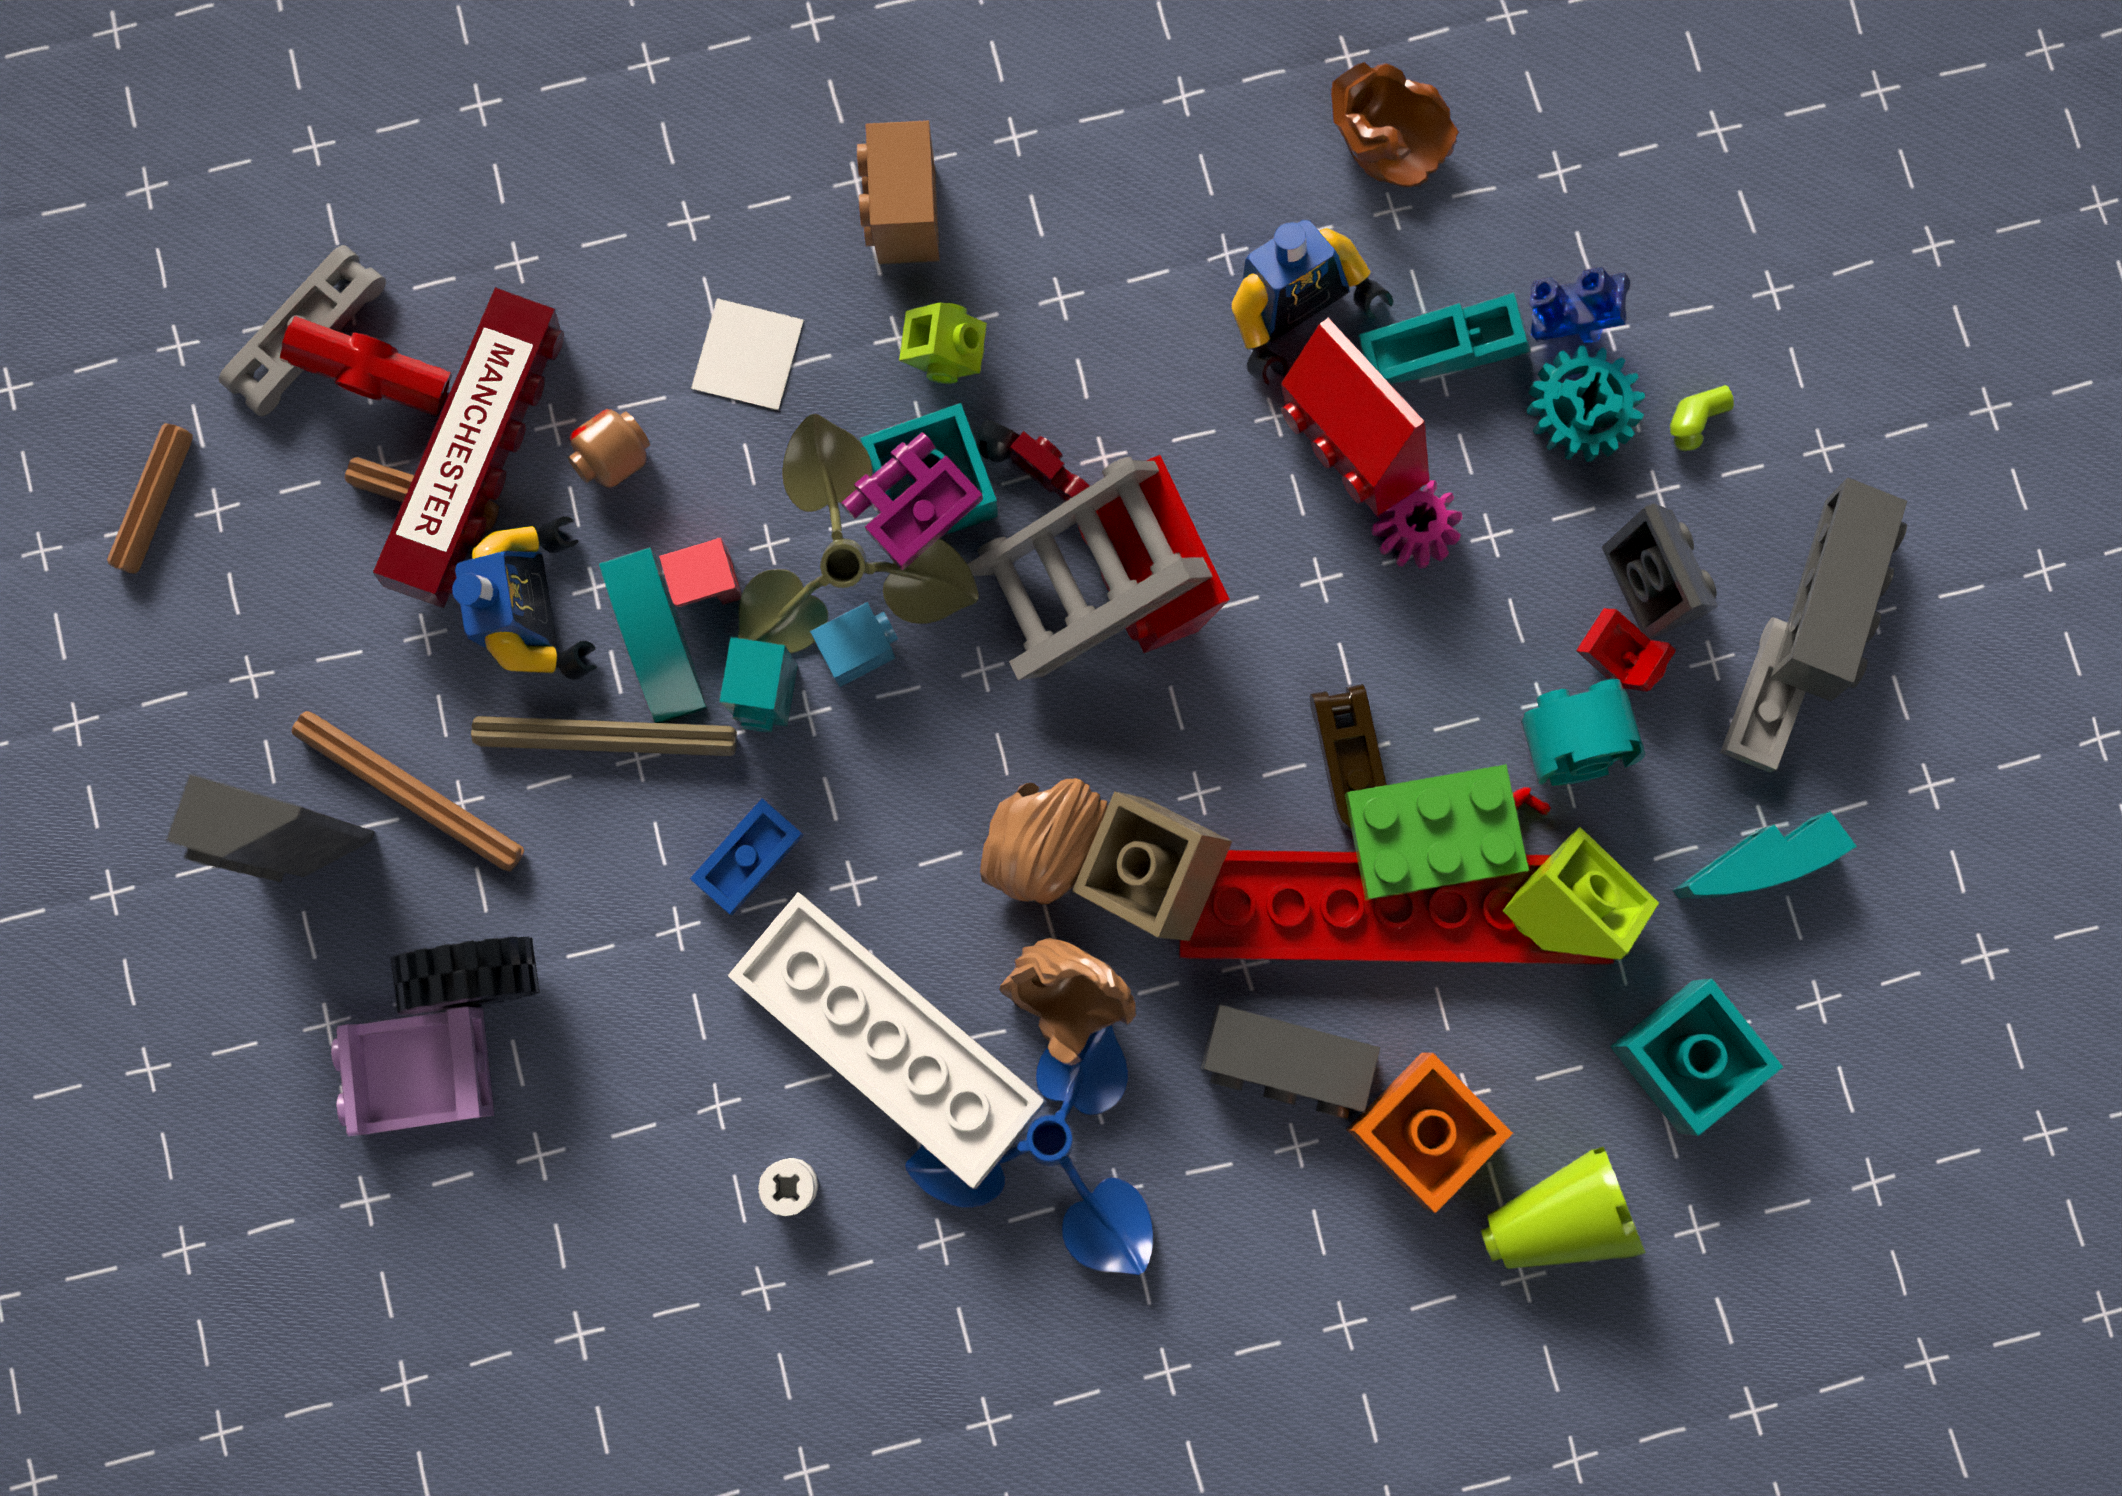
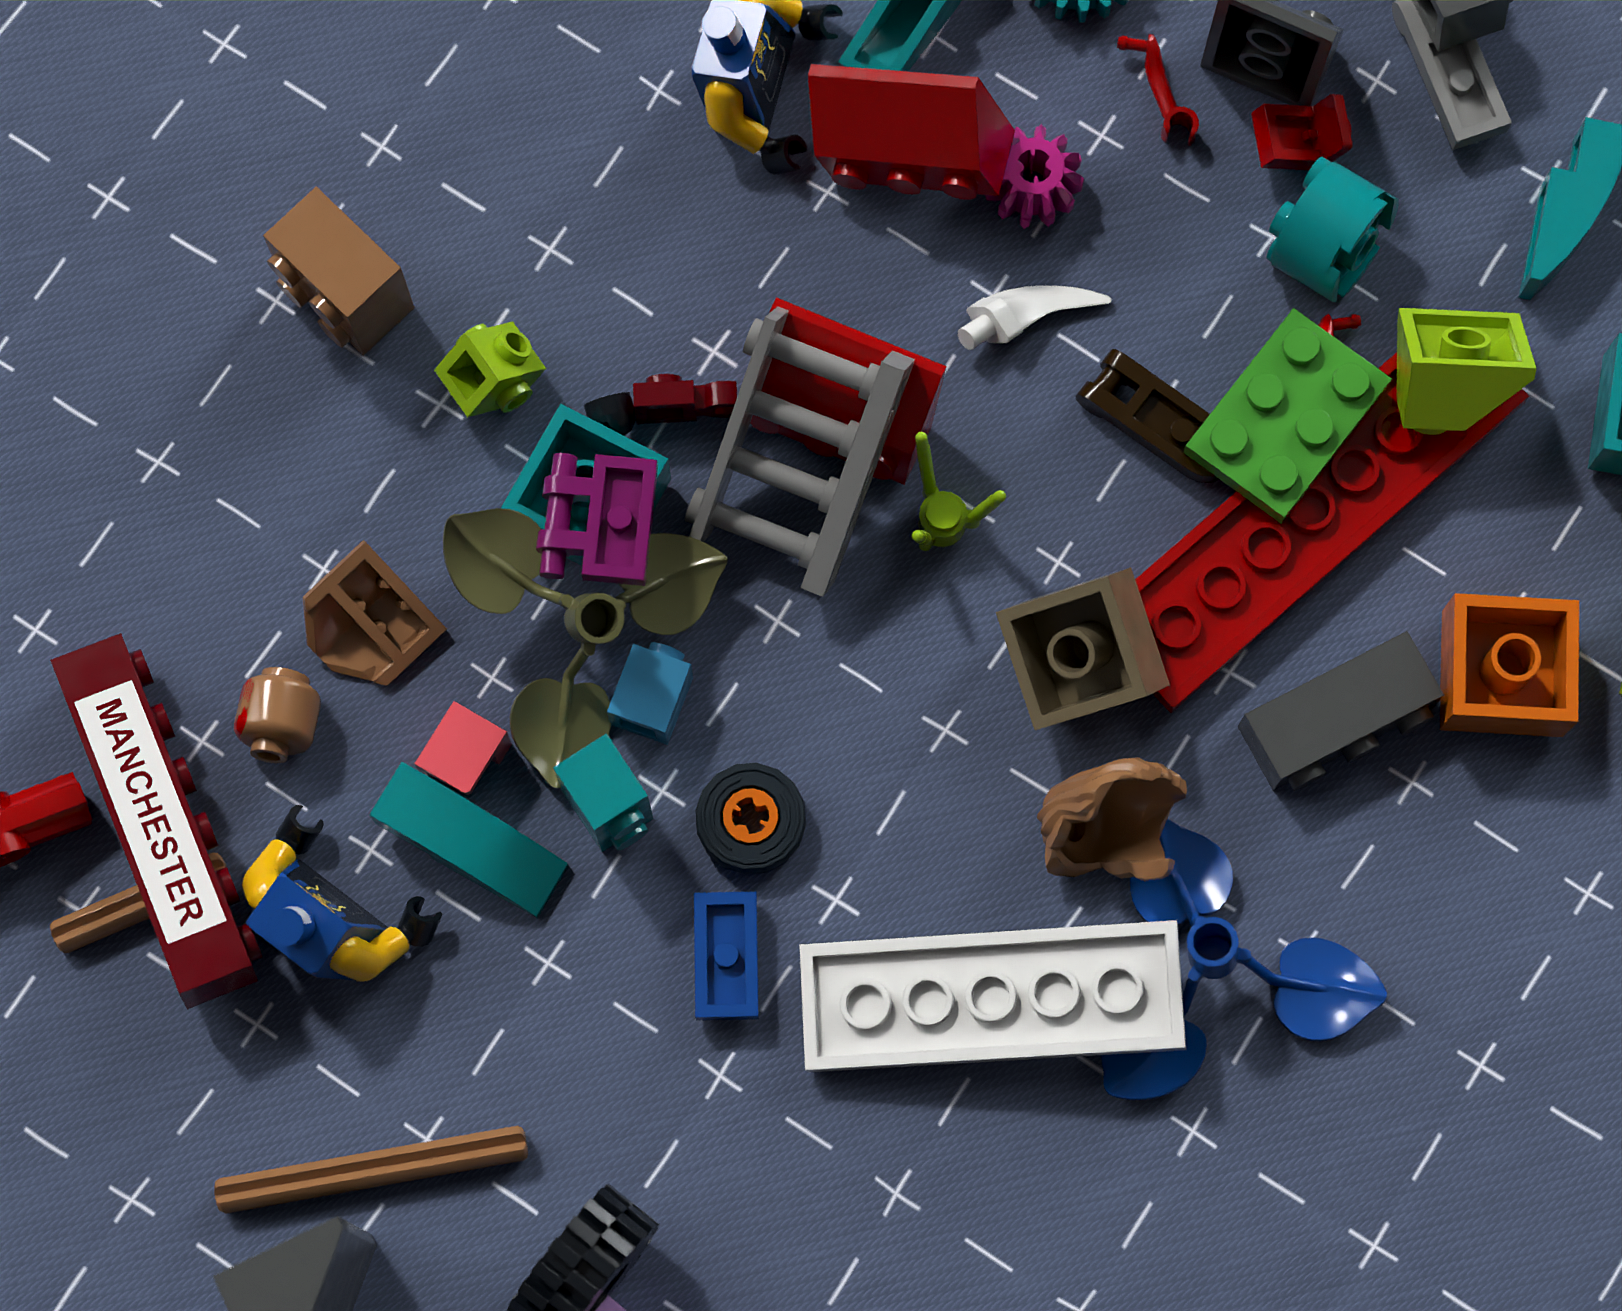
camera: 40 degrees left, 5 degrees down
(604, 736) = (502, 967): dark tan axle -> none
(722, 436) = (367, 619): none -> medium nougat slope
(747, 354) = (315, 526): white sticker -> none
(796, 1180) = (1013, 1211): white wheel -> none
(819, 791) = (767, 791): none -> black bush
(1041, 840) = (968, 712): medium nougat hair -> none
(1149, 694) = (943, 513): none -> lime plant
(1320, 600) = (1011, 311): none -> white bar
(1560, 537) = (1160, 87): none -> red piece

